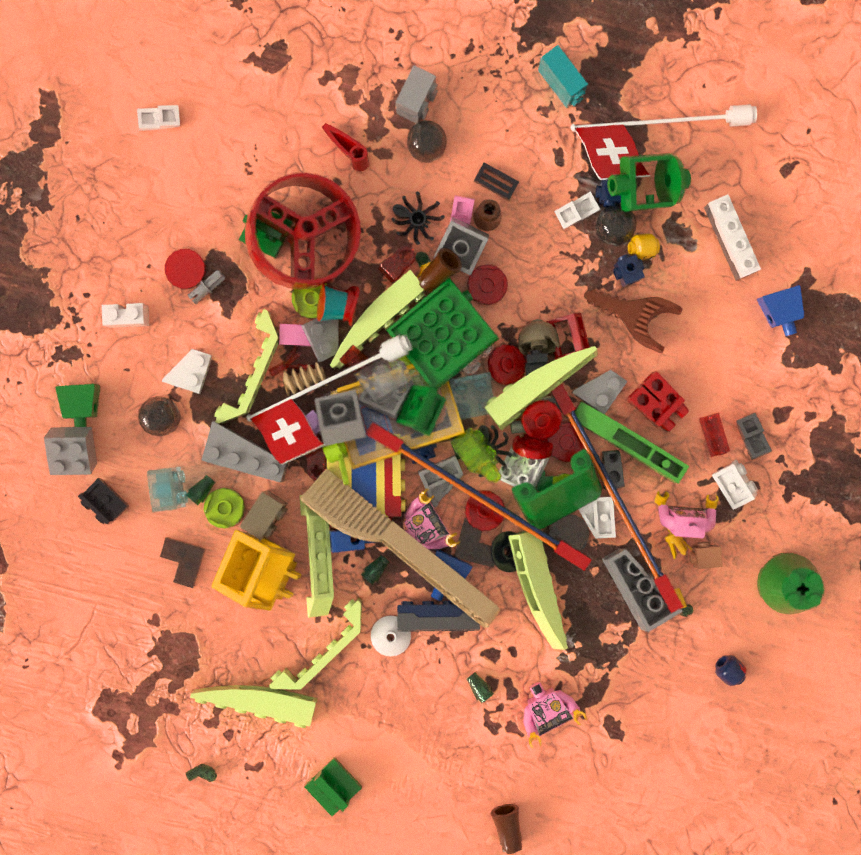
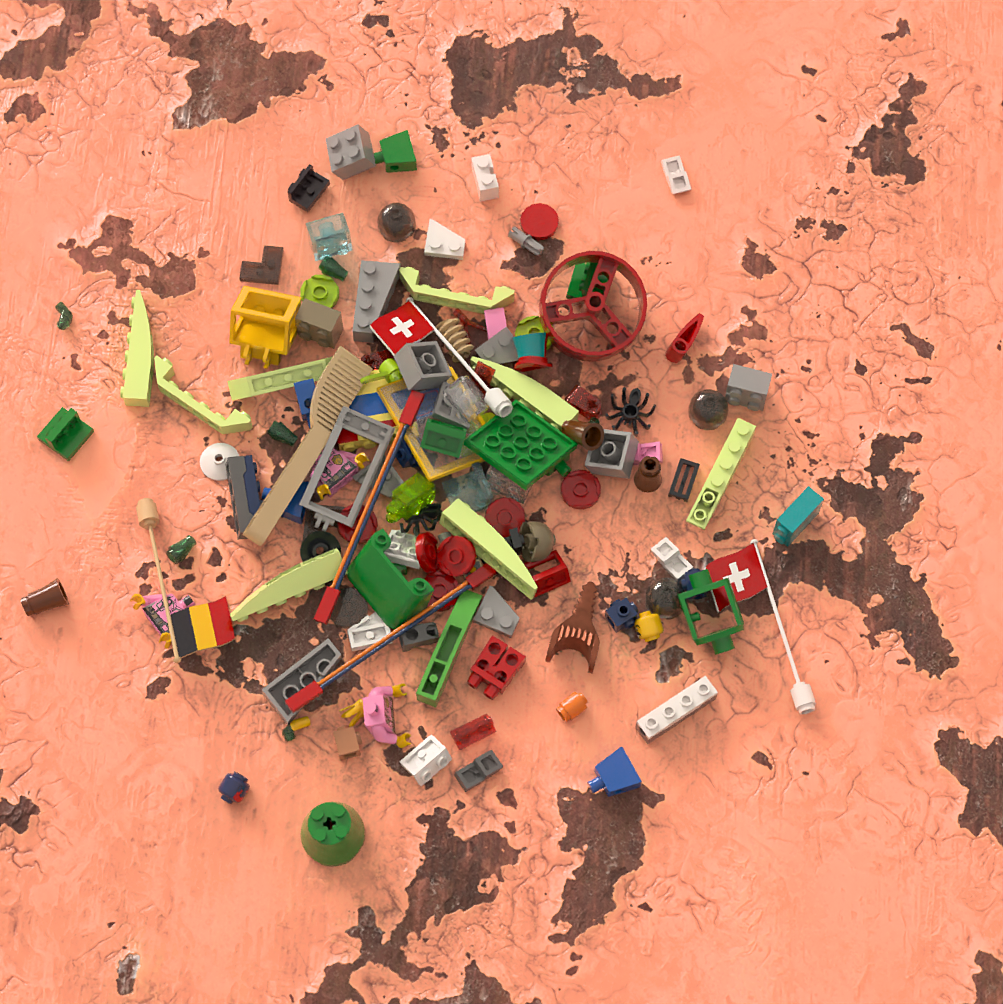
camera: 80 degrees right, 20 degrees down
(393, 486) = (362, 426): none -> light grey animal
(500, 142) = (721, 473): none -> yellowish green slope
(567, 680) = (196, 626): none -> flag
(709, 336) = (572, 706): none -> orange brick

